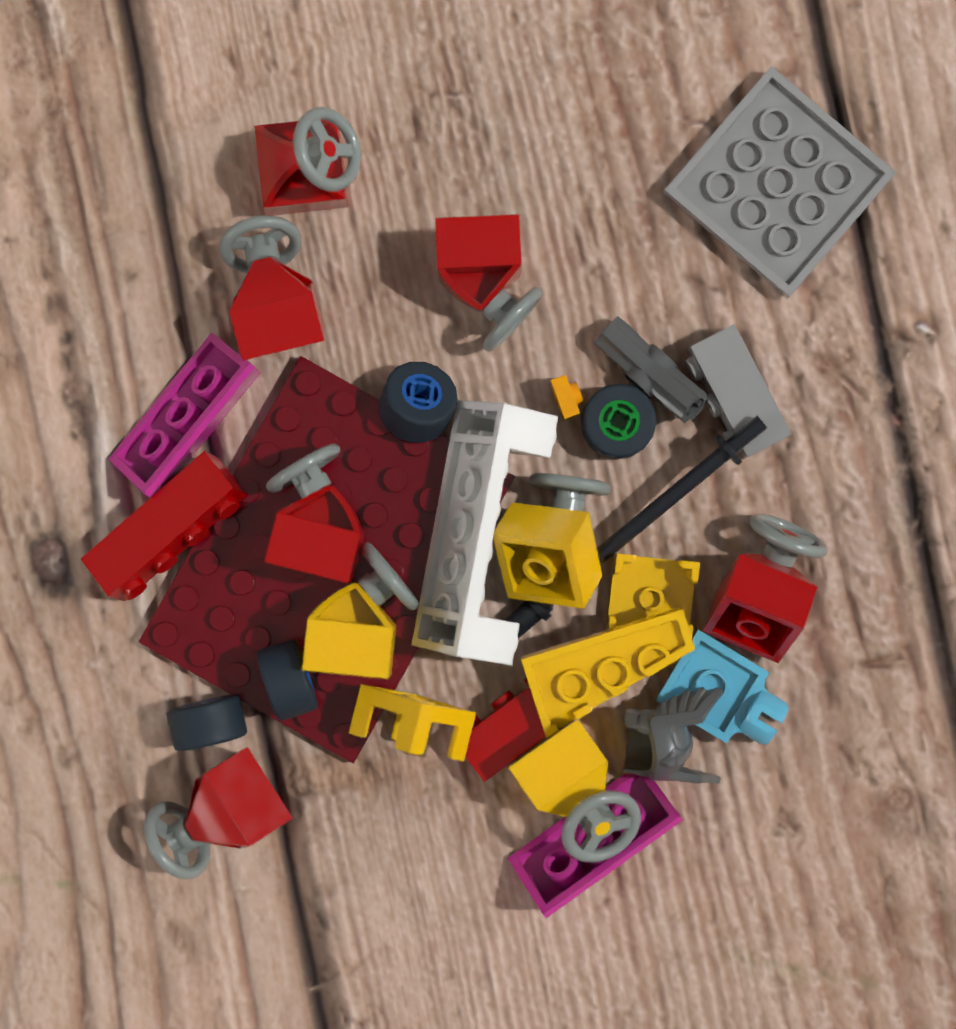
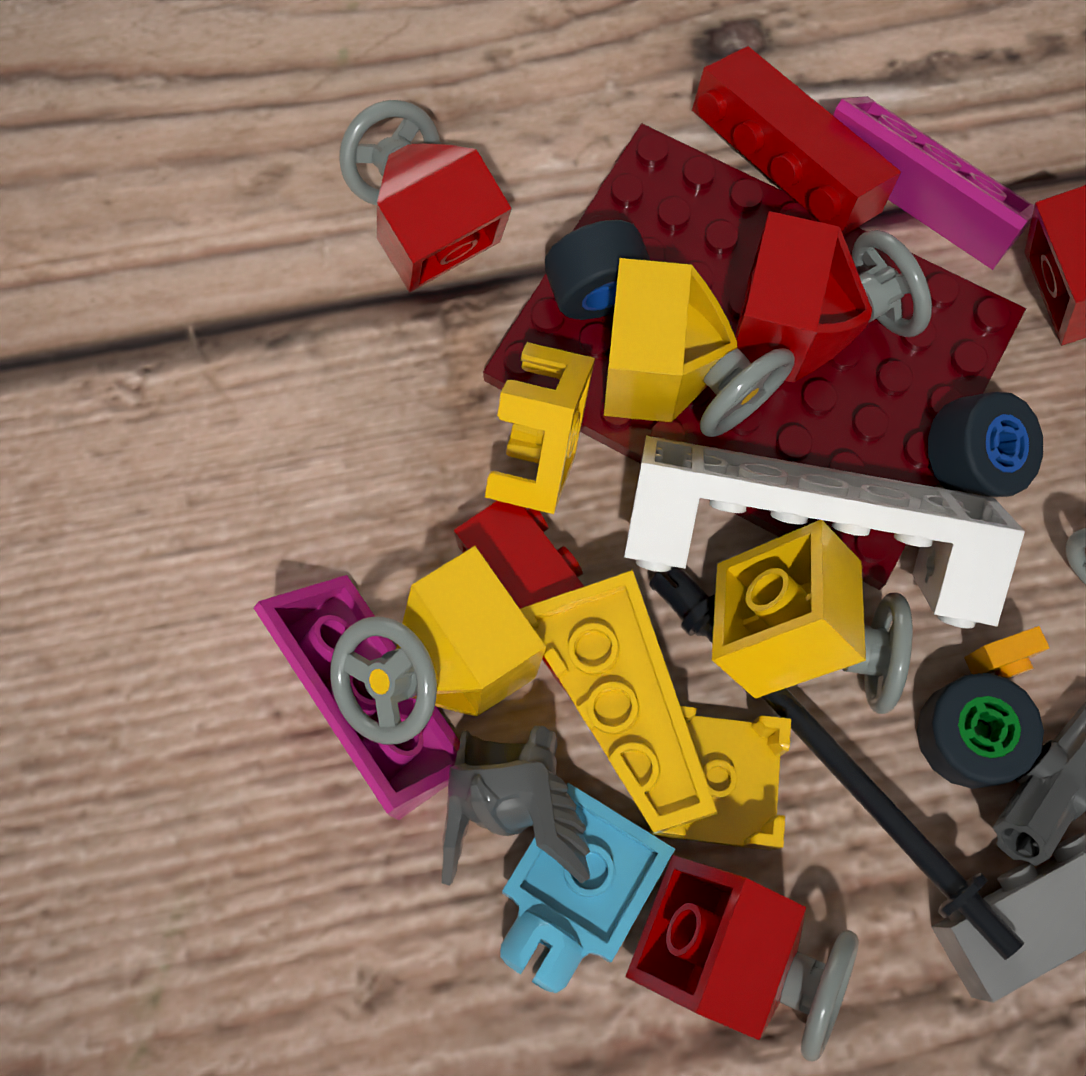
camera: 90 degrees right, 15 degrees down
(206, 722) = (541, 187): black wheel -> none

